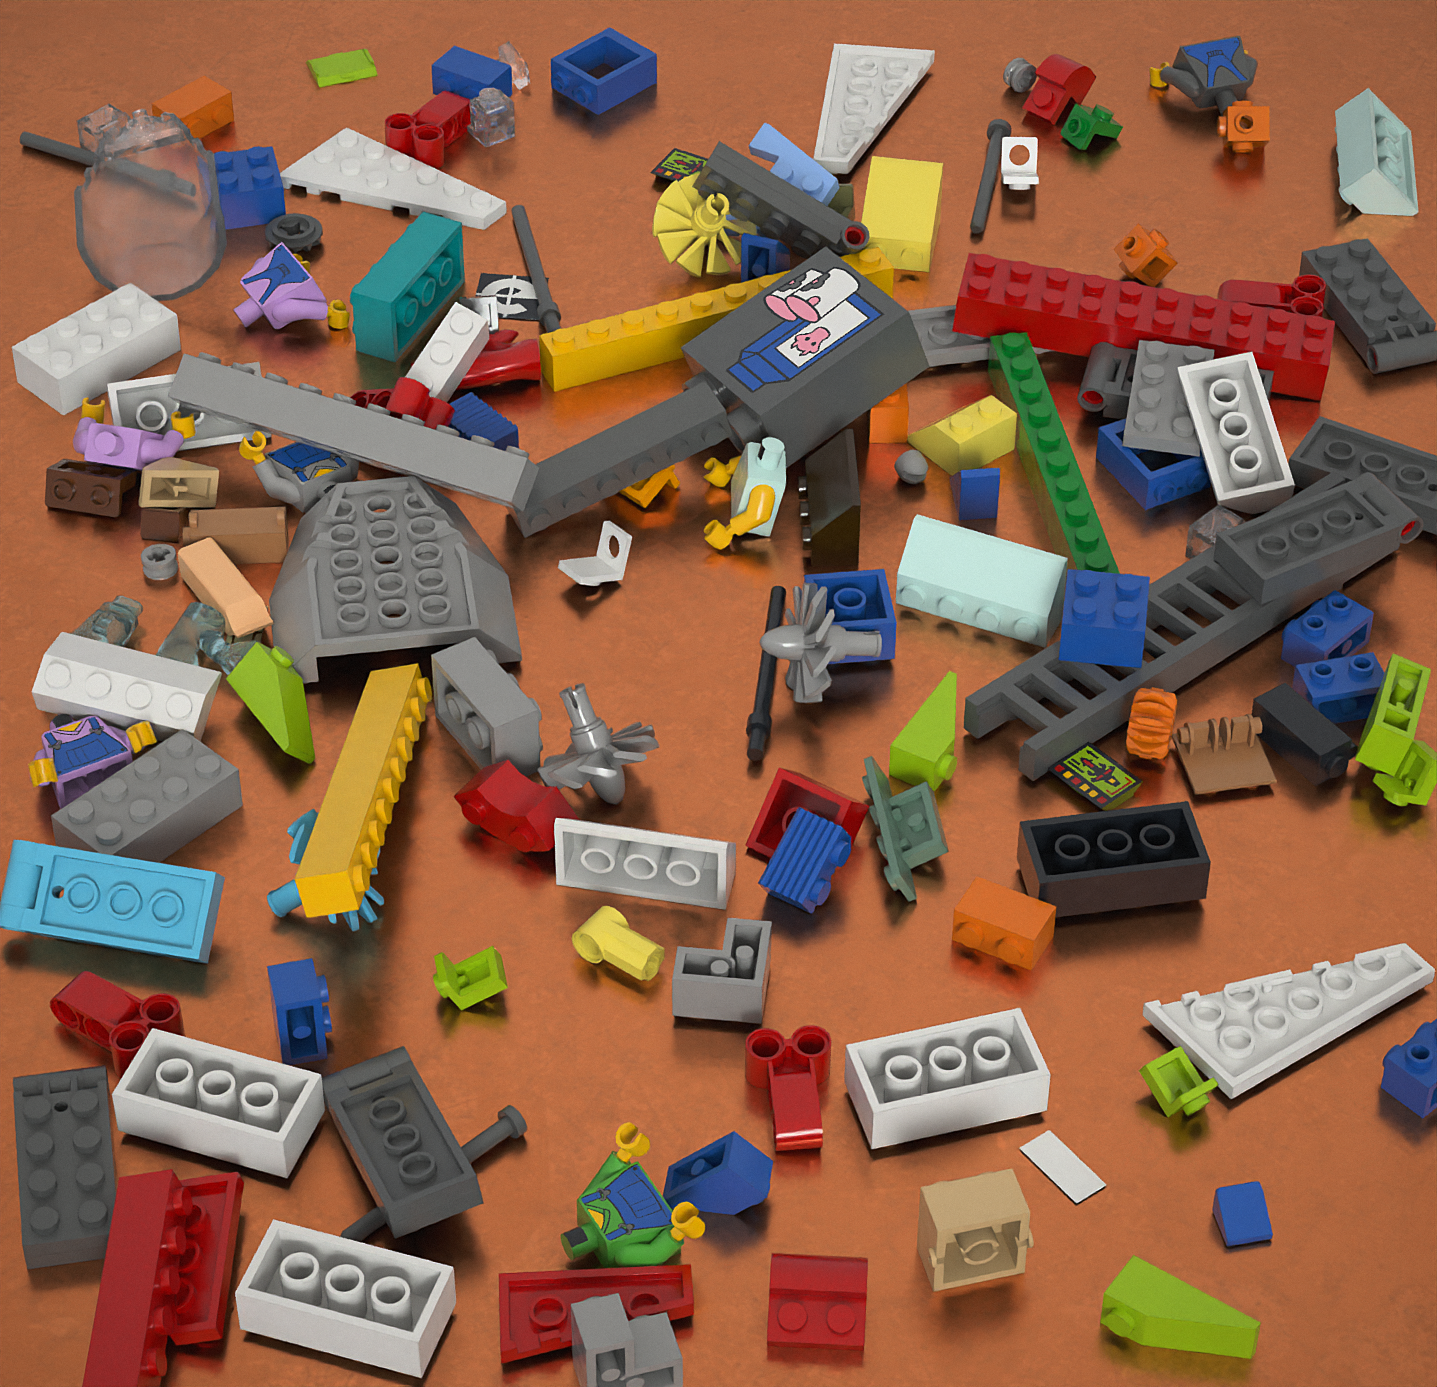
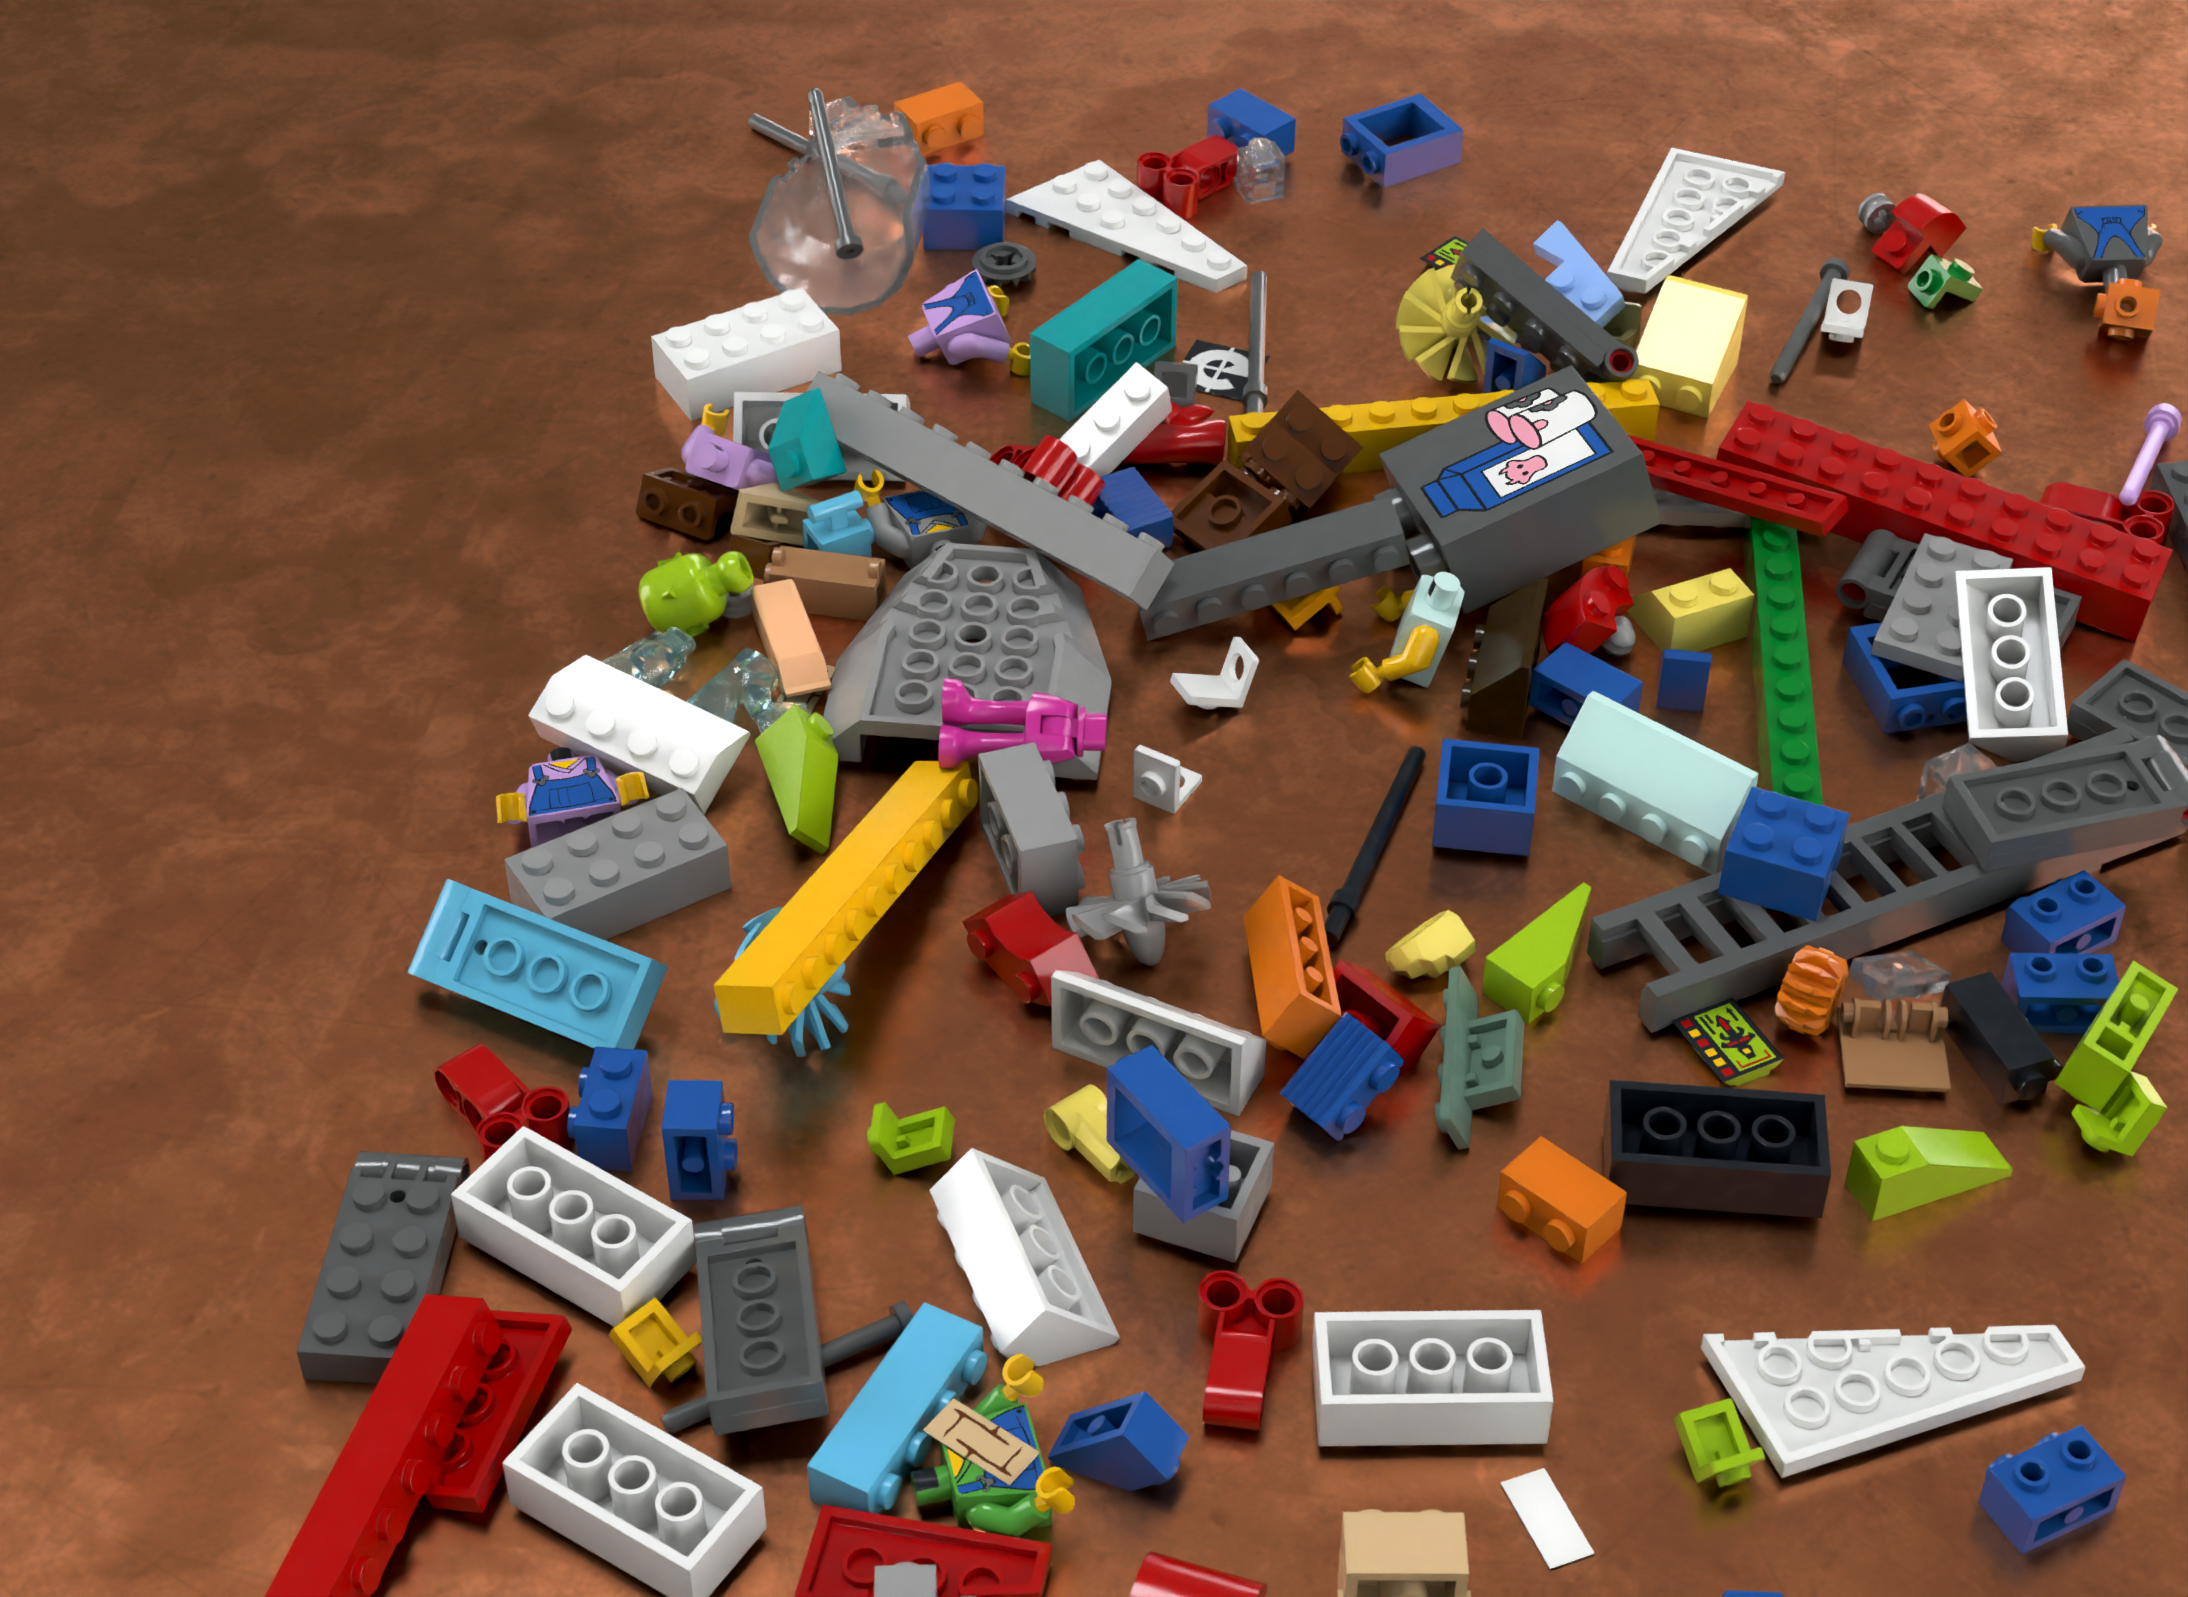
camera: 15 degrees right, 0 degrees up
(126, 562) = (692, 590): none -> lime piece
(154, 237) = (848, 244): none -> dark grey bar
(187, 417) = (805, 443): none -> teal slope
(213, 998) = (611, 1108): none -> blue brick
(233, 486) = (838, 527): none -> medium azure brick
(317, 1180) = (655, 1344): none -> yellow bracket
(342, 67) = (1118, 96): lime piece -> none
(477, 616) = (1047, 720): none -> dark pink piece
(520, 71) = (1307, 120): clear tile -> none
(535, 1191) = (883, 1427): none -> medium azure brick
(562, 416) = (1229, 508): none -> reddish brown plate
(578, 650) = (1158, 779): none -> white bracket
(590, 1055) = (1021, 1261): none -> white slope
(608, 357) = (1300, 452): none -> reddish brown plate
(613, 1197) = (981, 1441): none -> tan sticker
(710, 963) = (1168, 1133): none -> blue window
(738, 781) = (1291, 967): none -> orange brick
(813, 642) = (1428, 819): light grey piece -> none
(842, 745) = (1432, 947): none -> light yellow rock
(886, 452) = (1587, 610): none -> red brick
(890, 511) = (1570, 675): none -> blue brick
(991, 328) = (1742, 489): none -> red plate
(1214, 699) = (1898, 975): none -> clear plate
(1269, 844) = (1919, 1167): none -> lime slope
(1295, 219) = (2160, 426): none -> lavender piece

